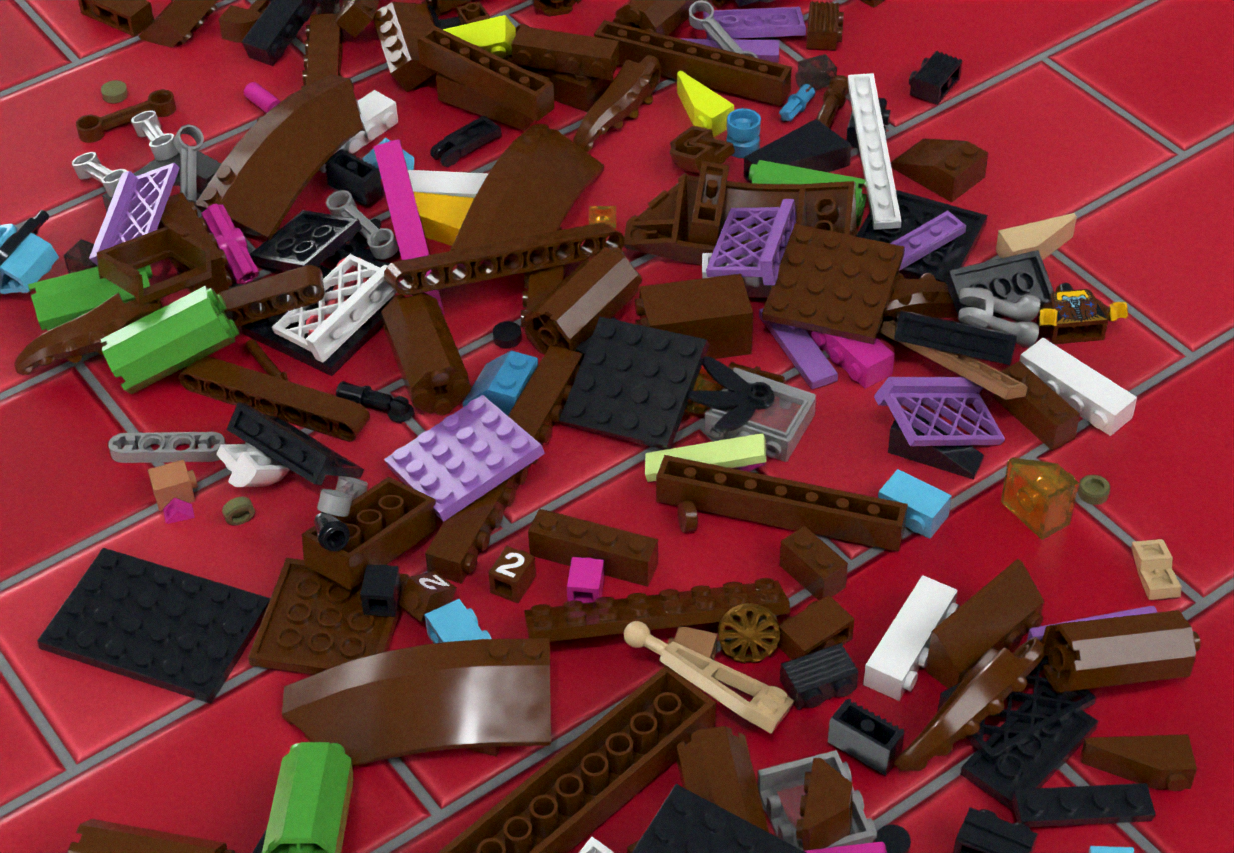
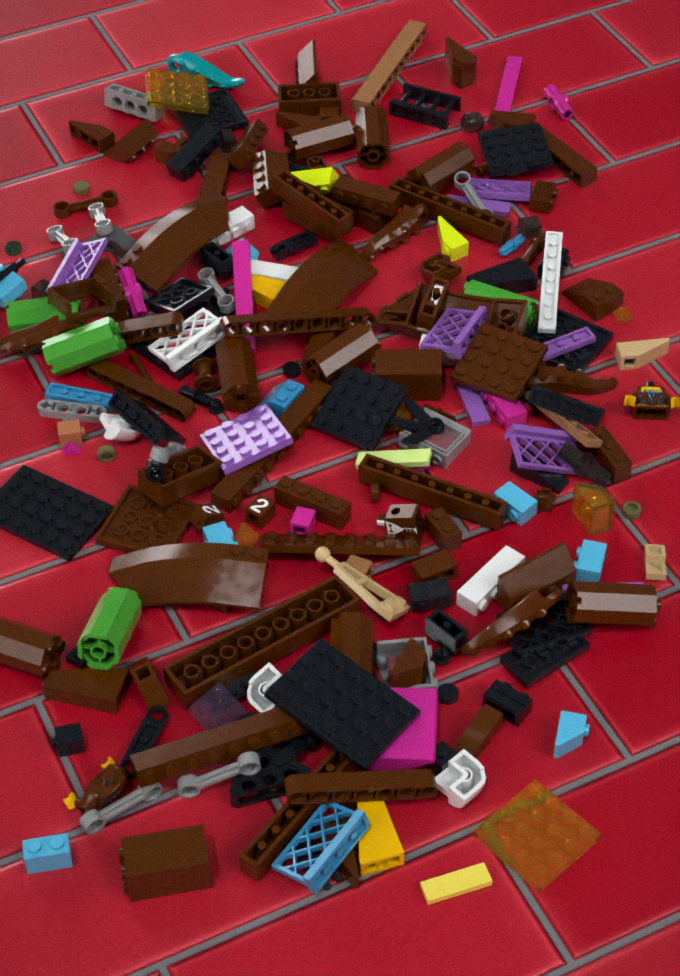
camera: 10 degrees right, 0 degrees up
(22, 197) = (13, 248): none -> tile
(172, 419) = (79, 395): none -> dark azure tile
(188, 161) = (116, 239): light grey piece -> none
(260, 97) = (171, 202): dark pink cylinder -> none
(370, 351) = (204, 369): none -> reddish brown hose
(381, 590) = (179, 509): black brick -> none
(497, 618) = (246, 535): none -> clear yellow slope
(602, 214) = (369, 302): clear yellow plate -> none
(743, 131) = (470, 259): dark azure wheel -> none
(746, 556) = (403, 520): none -> reddish brown torso
(749, 632) = (392, 564): pearl gold wheel -> none
(865, 779) = (441, 656): none -> black piece
(935, 77) = (607, 239): black brick -> none
(959, 489) = (545, 499): none -> reddish brown tile
(982, 316) = (615, 395): light grey piece -> none
(991, 186) = (623, 314): none -> clear yellow plate
(1004, 277) = (605, 378): black plate -> none
(1006, 426) = (584, 464): none -> clear smoke piece
(1059, 583) = (590, 561): none -> medium azure brick
(1083, 388) = (640, 446): white brick -> none
(1083, 805) = (566, 689): black plate -> none
(1154, 760) = (612, 669): reddish brown slope -> none

